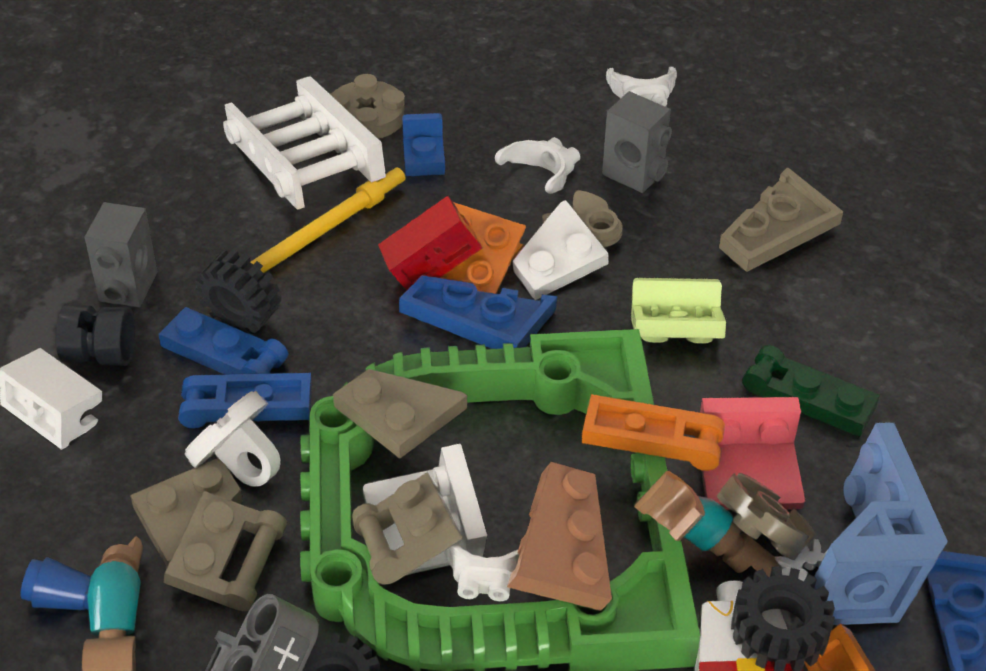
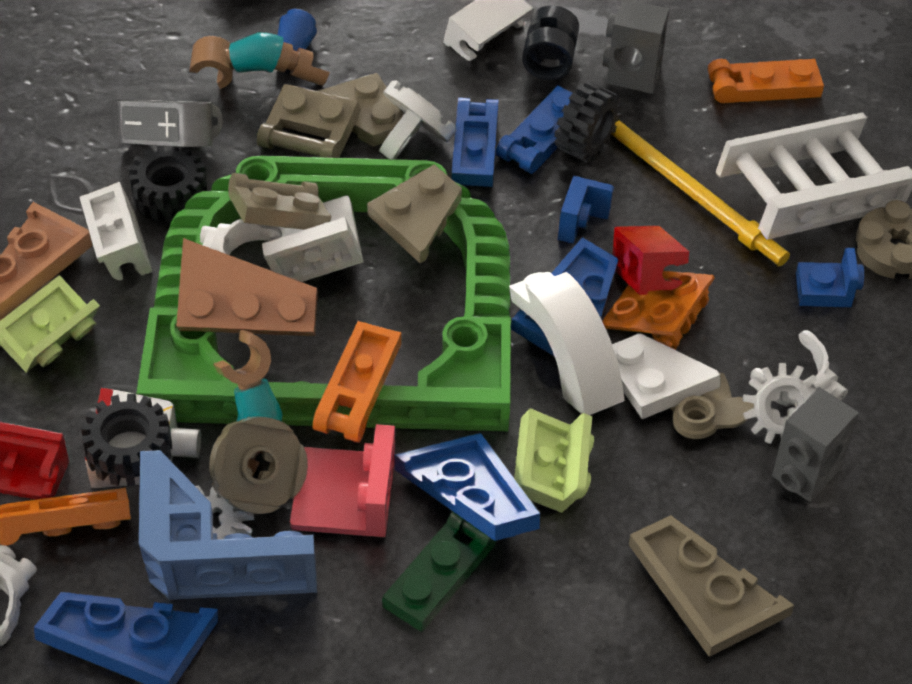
camera: 95 degrees right, 5 degrees up
(149, 181) = (765, 80): none -> orange plate
(351, 309) = (583, 200): none -> blue bracket
(539, 281) = (577, 338): none -> white arch
(583, 168) = (769, 392): none -> white gear
(731, 356) = (471, 483): none -> blue wing

